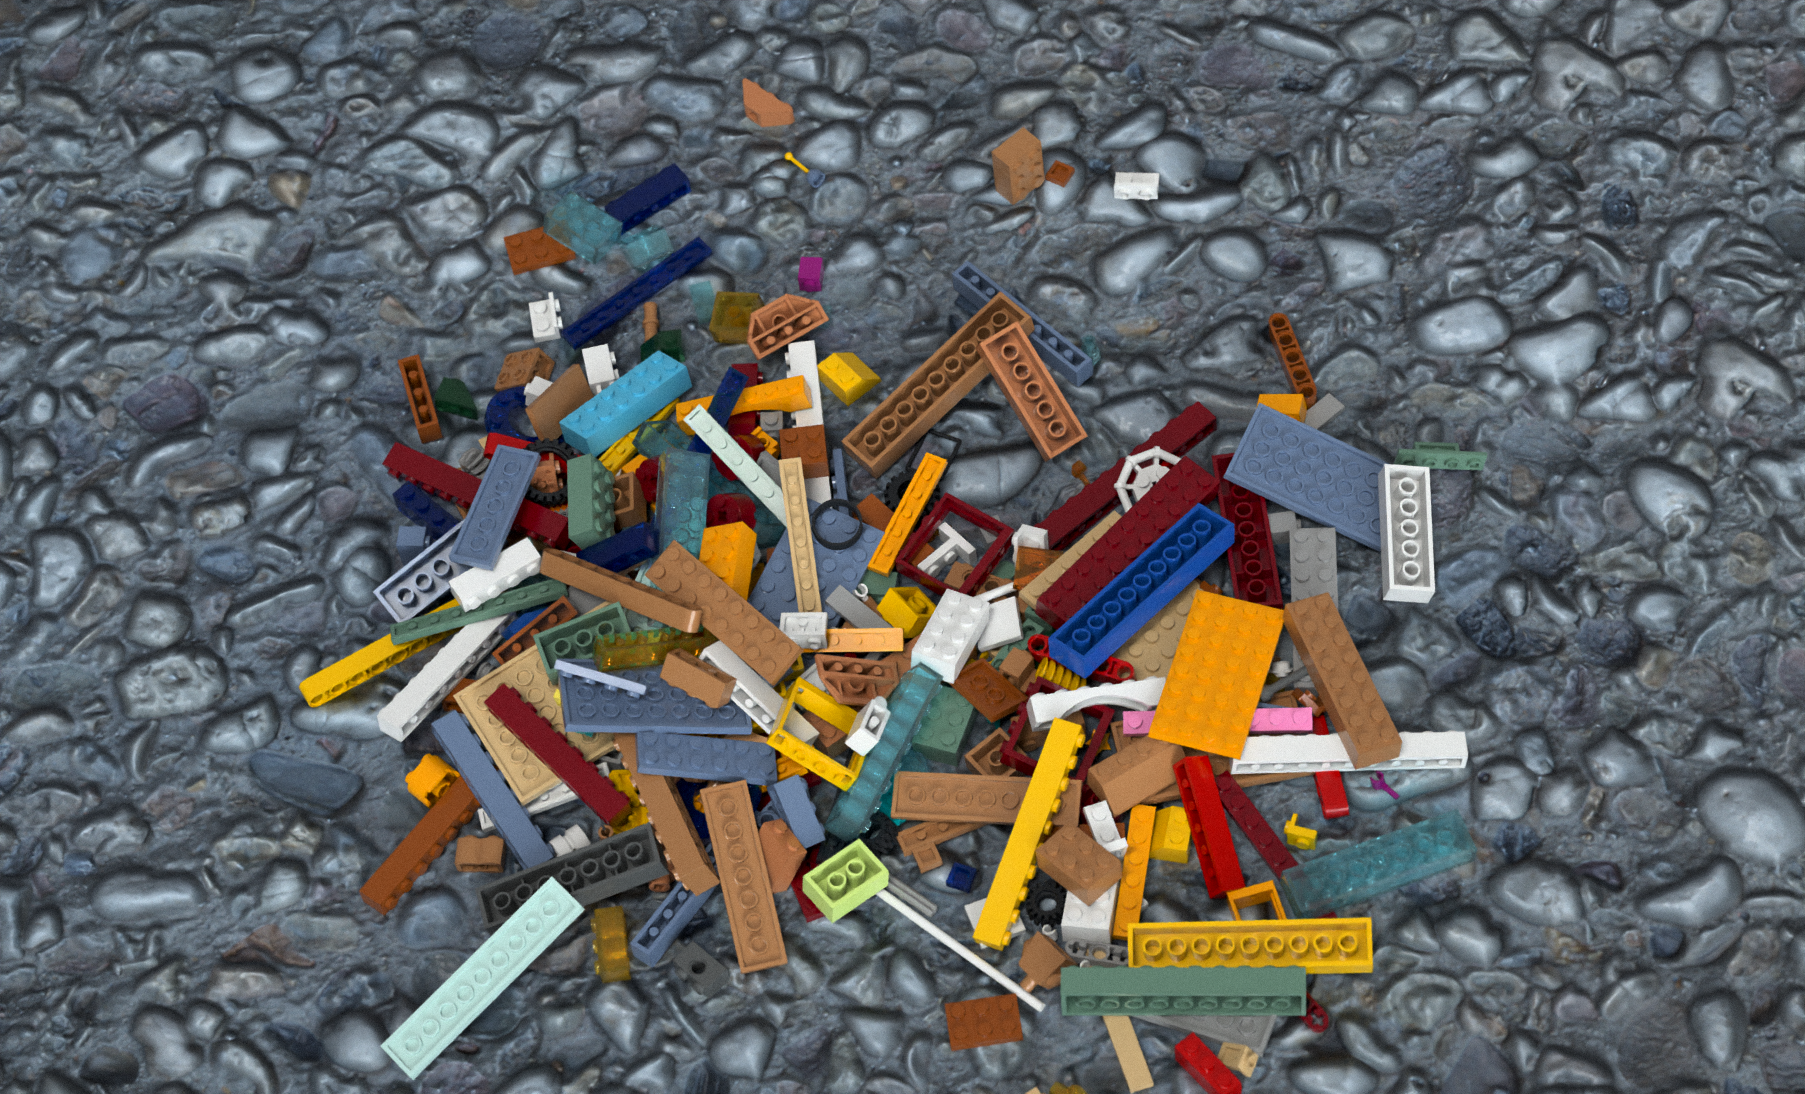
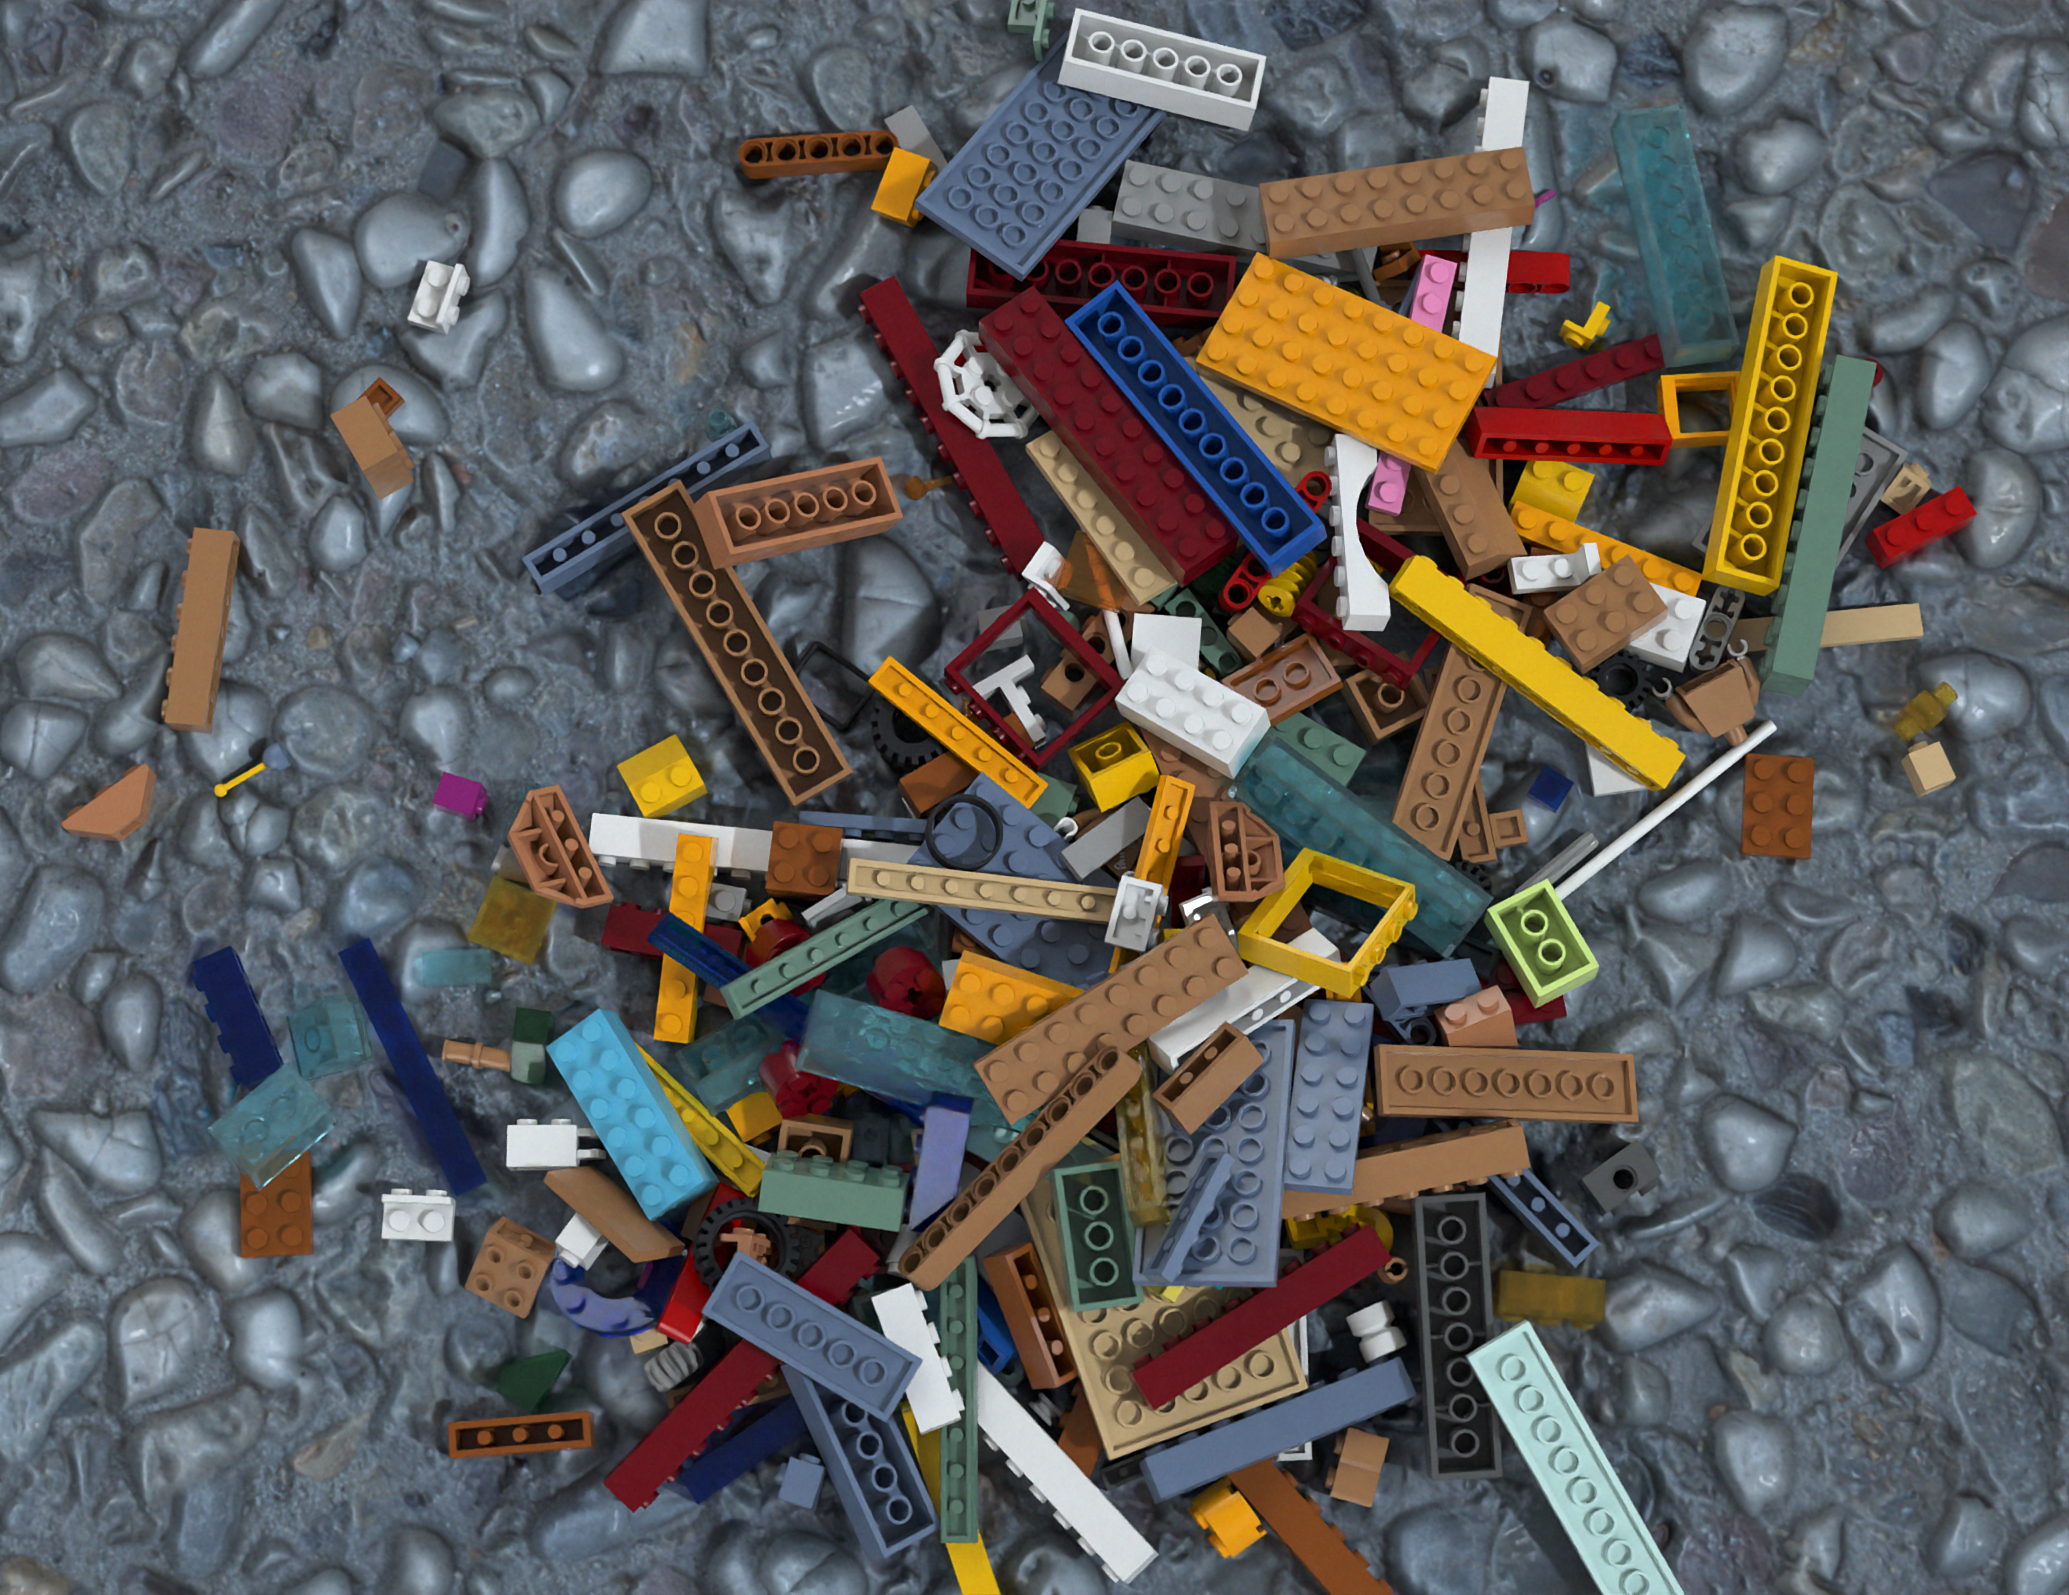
camera: 85 degrees left, 20 degrees up
(868, 726) = (1330, 851): white hinge -> none
(885, 119) = (201, 630): none -> medium nougat brick

